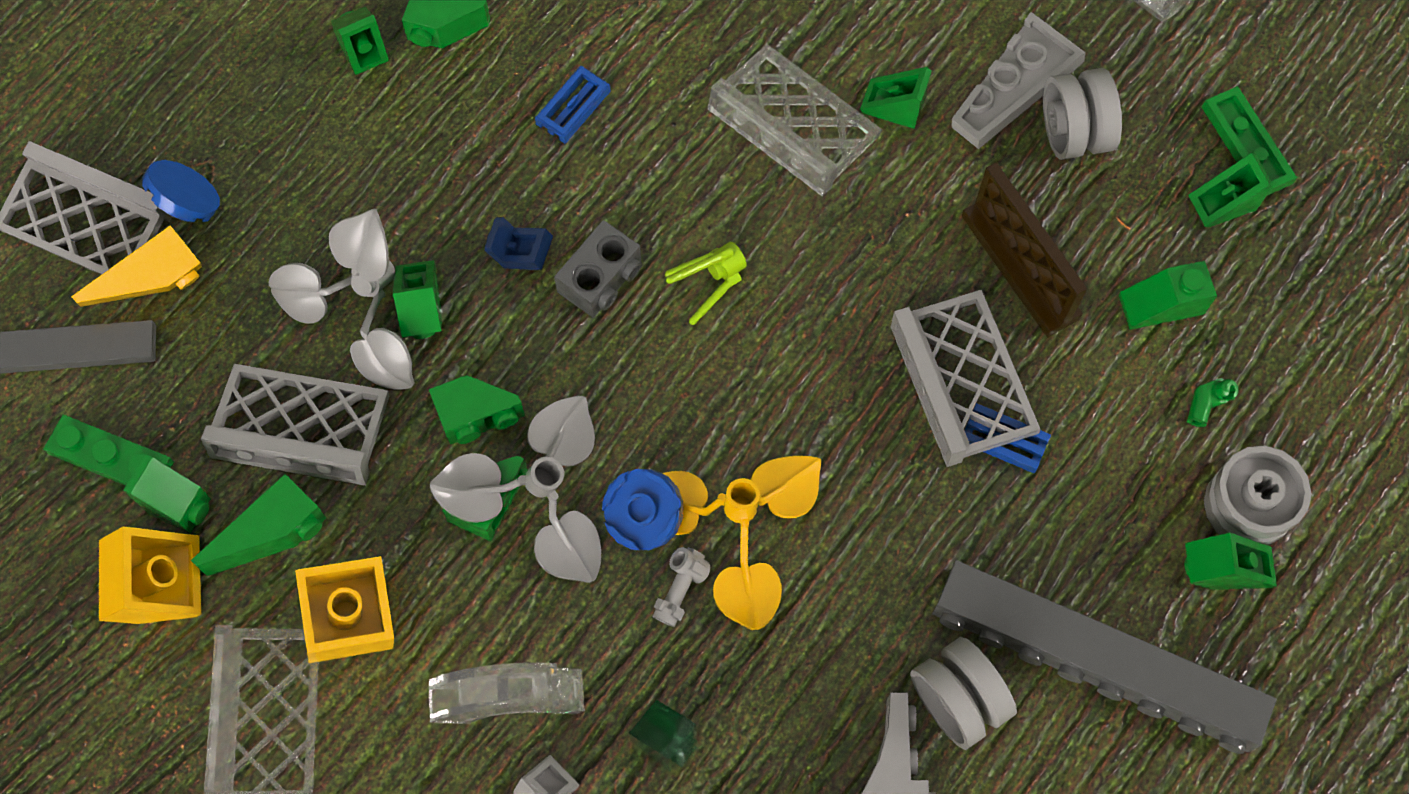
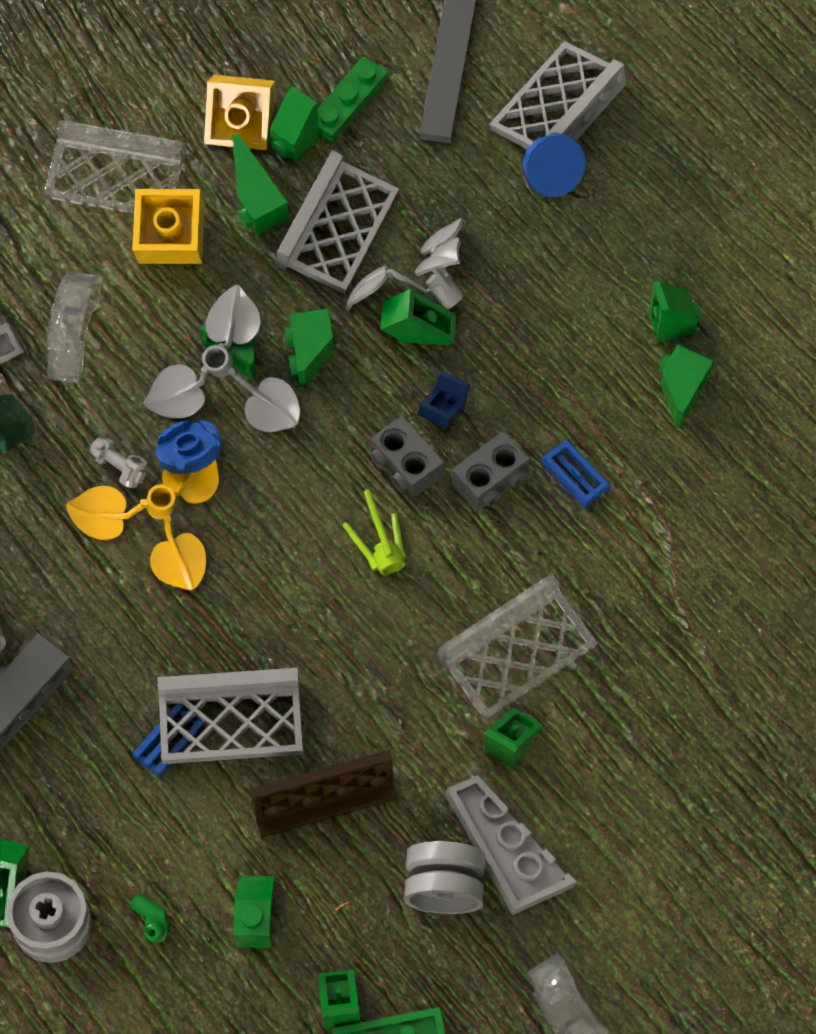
camera: 105 degrees right, 5 degrees down
(148, 270) = (488, 136): yellow slope -> none
(589, 186) = (484, 466): none -> dark grey brick

